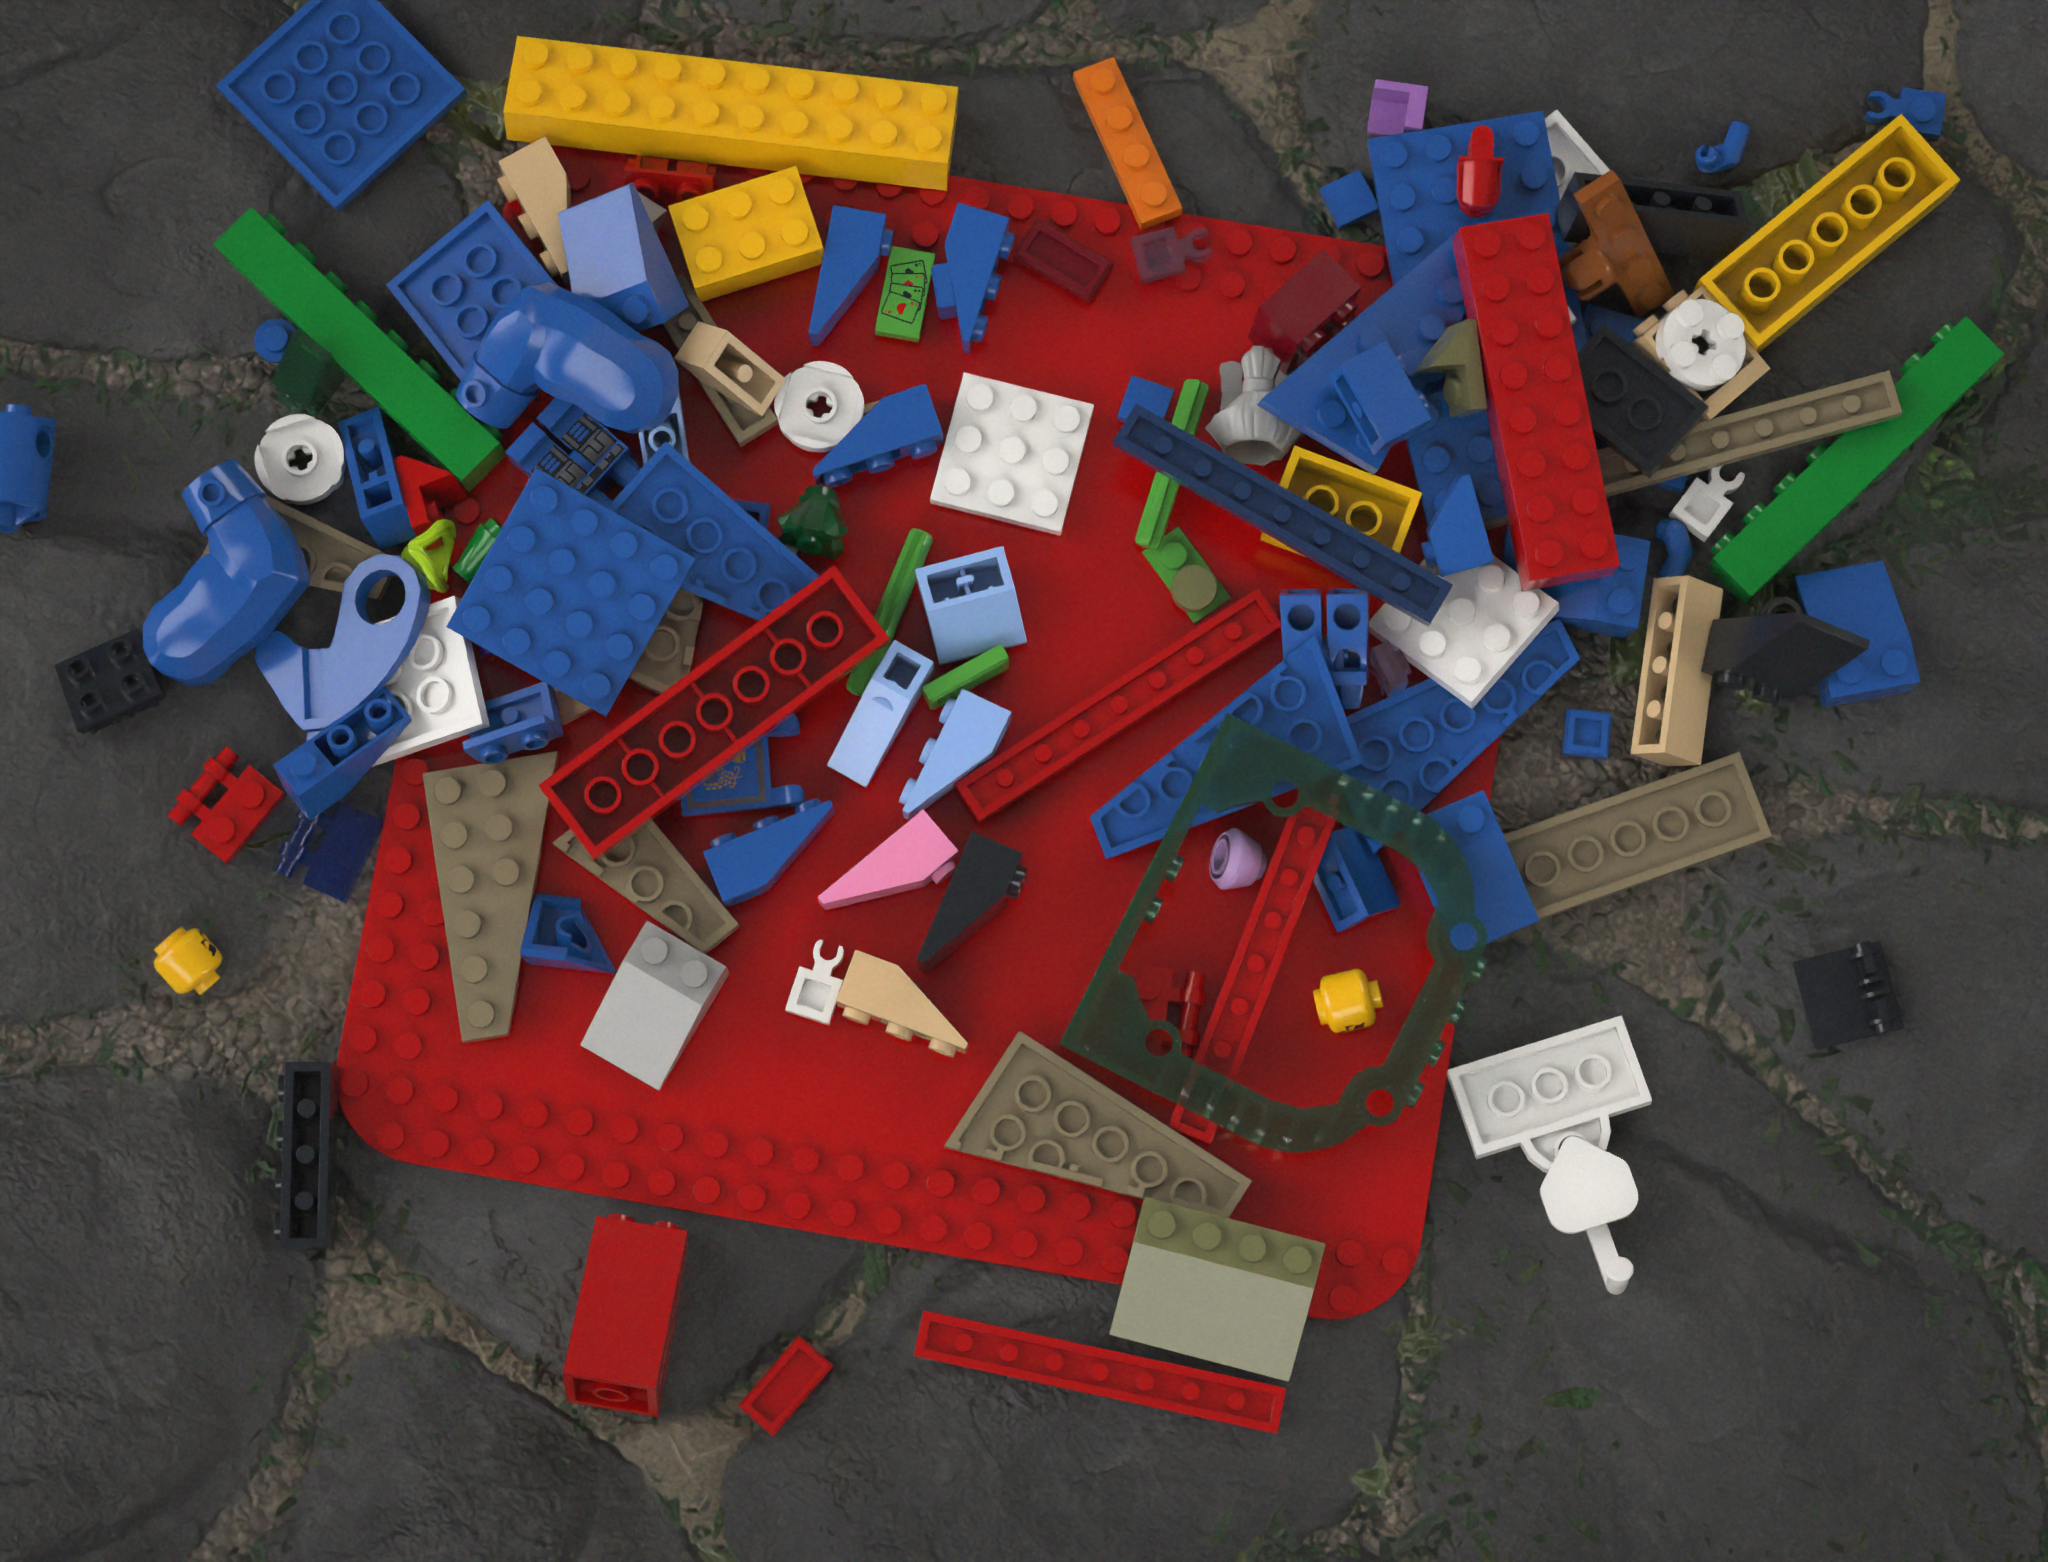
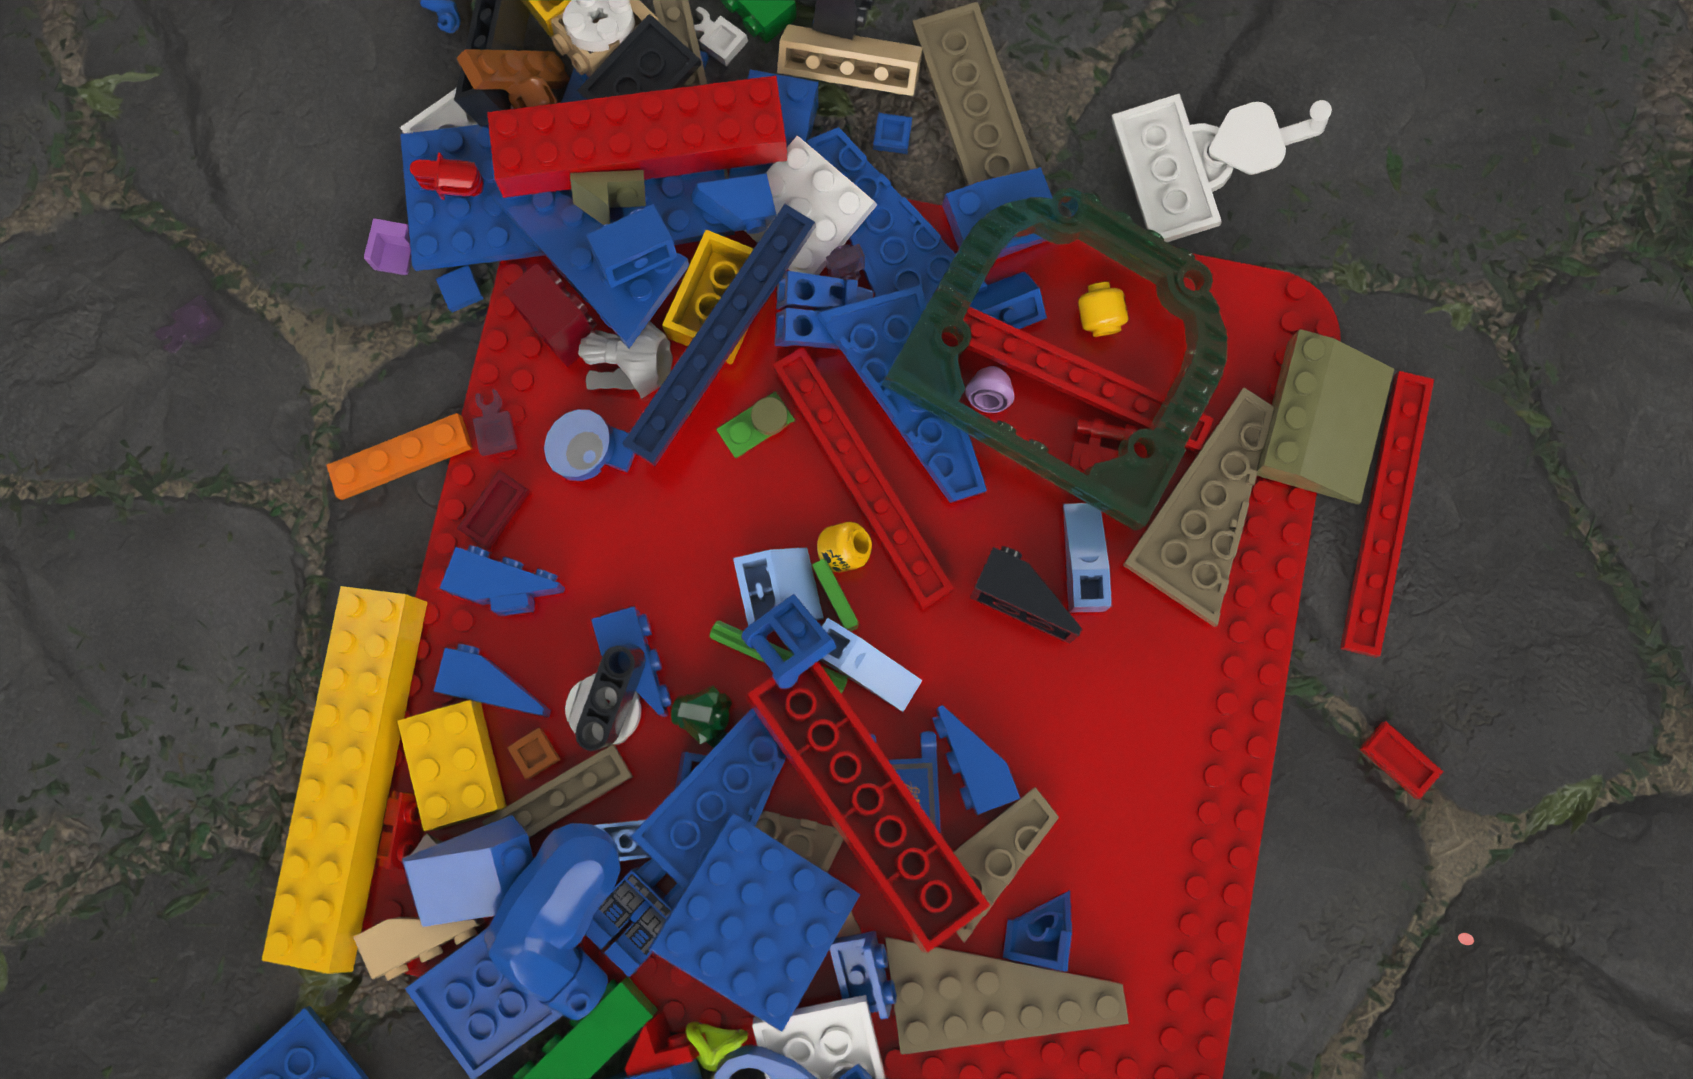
camera: 85 degrees left, 0 degrees up
(477, 549) = (710, 1001): green cone -> none
(570, 1463) = (1466, 938): none -> coral piece
(626, 1315) = (1351, 887): red slope -> none
(654, 1005) = (1100, 858): light grey slope -> none
(730, 367) = (566, 783): tan slope -> none
(764, 328) = (533, 753): none -> dark orange plate
(816, 396) = (597, 708): none -> black beam
(816, 990) = (1089, 725): white plate -> none
(887, 995) = (1094, 668): tan slope -> none
(900, 864) = (986, 651): bright pink slope -> none
(905, 294) = (512, 637): bright green tile -> none
(906, 623) = (797, 631): none -> blue plate
(967, 741) = (890, 598): light blue slope -> none
(1012, 454) = (651, 555): white plate -> none
(1022, 981) = (1086, 559): none -> medium blue slope
(1026, 683) = (844, 546): none -> yellow head
(1145, 357) = (579, 445): none -> tile
(1163, 489) = (687, 436): bright green axle -> none
(1678, 546) = (749, 59): blue arm -> none

